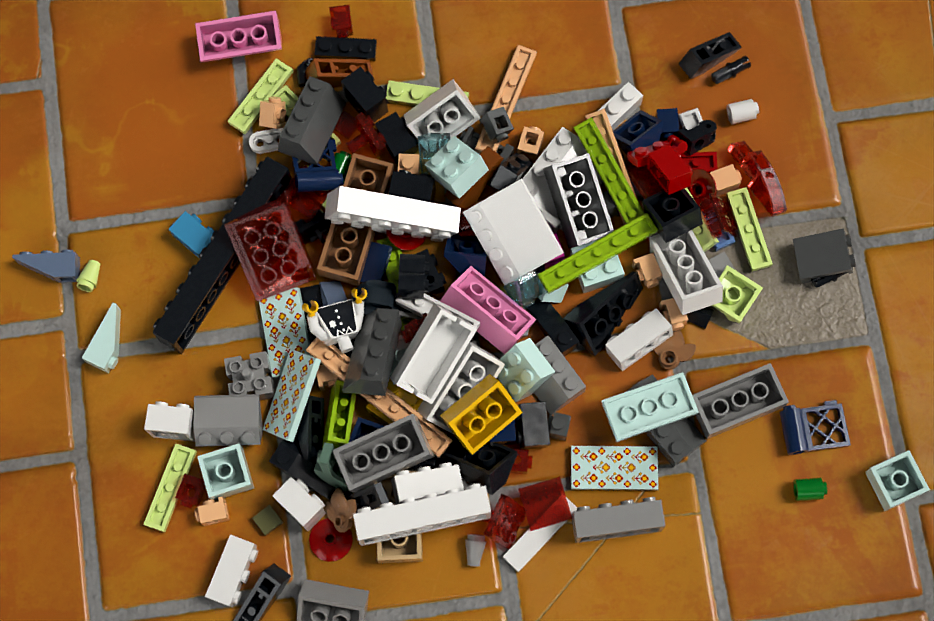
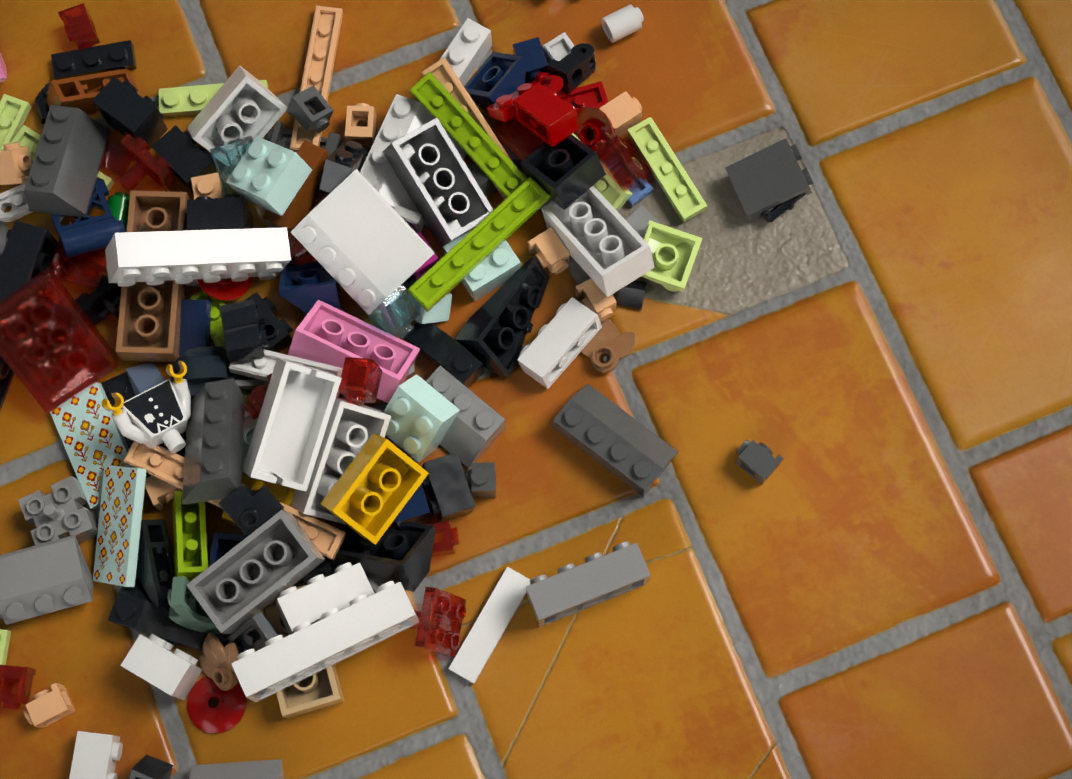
camera: 15 degrees left, 0 degrees up
(225, 472) = (54, 649): light aqua brick -> none
(267, 520) = (126, 699): olive tile -> none
(390, 406) = (250, 508): none -> black brick
(474, 549) = (409, 668): light grey cone -> none
(489, 333) = (360, 380): none -> clear red brick
(545, 503) = (487, 585): clear red hinge -> none
(614, 468) = (567, 516): light aqua tile -> none
(649, 407) = (593, 425): light aqua tile -> none
(739, 401) = (706, 390): light grey brick -> none
(763, 178) = (670, 102): clear red slope -> none
(763, 461) = (757, 460): none -> dark grey brick
(797, 431) = (789, 405): dark blue piece -> none
(809, 489) = (824, 481): green brick -> none
(897, 480) = (933, 443): light aqua brick -> none

